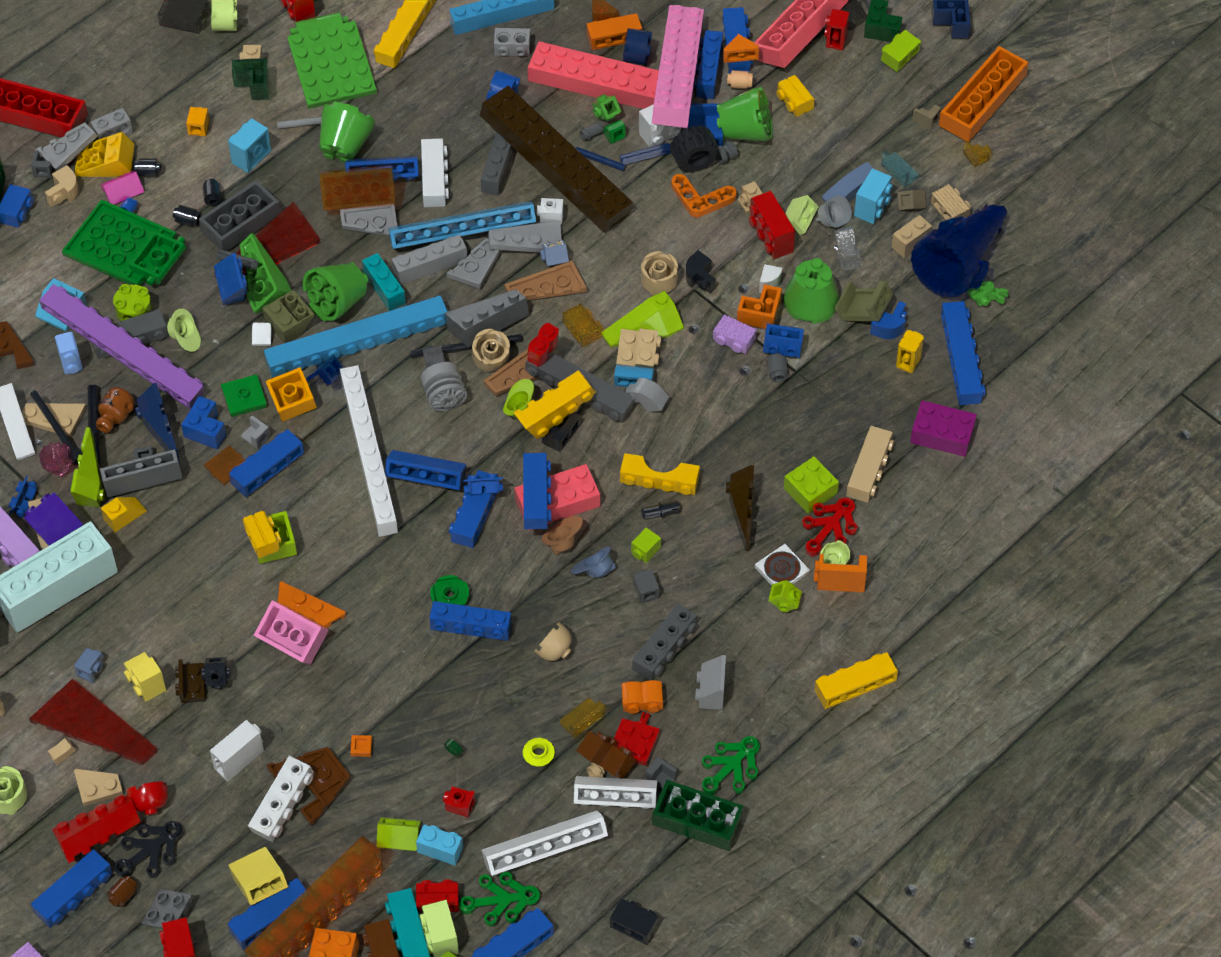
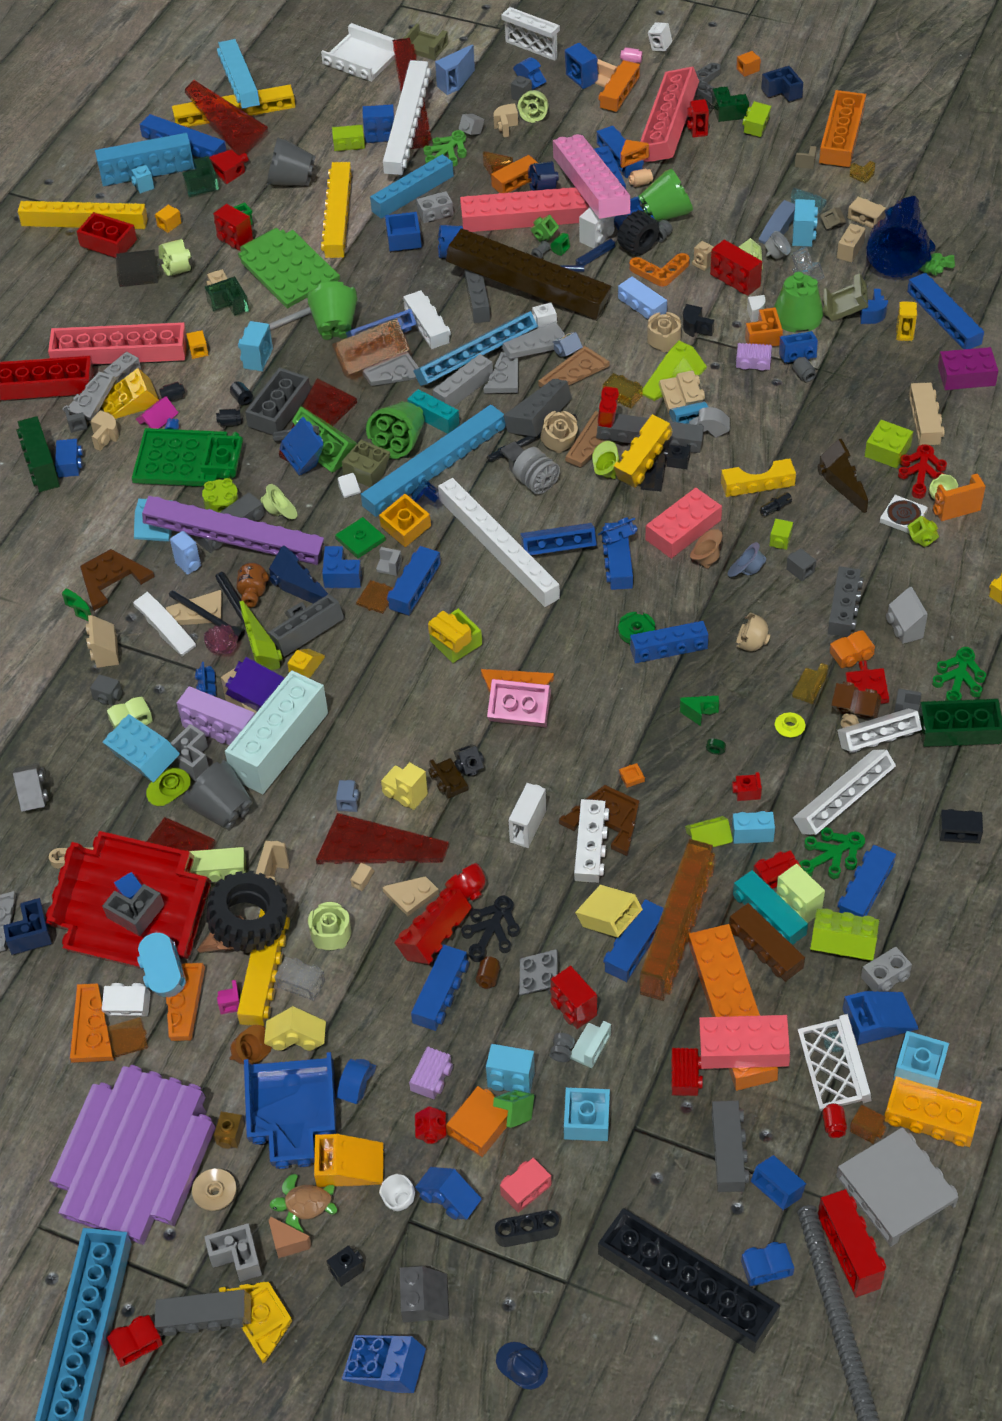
camera: 20 degrees left, 5 degrees down
(112, 91) = (108, 343): none -> coral brick
(457, 698) = (696, 706): none -> green slope
(462, 61) = (403, 231): none -> blue piece
(535, 490) = (671, 517): blue brick -> none
(594, 420) = (678, 456): none -> black brick
(660, 226) = (641, 298): none -> light blue brick
(795, 96) = (693, 175): yellow brick -> none

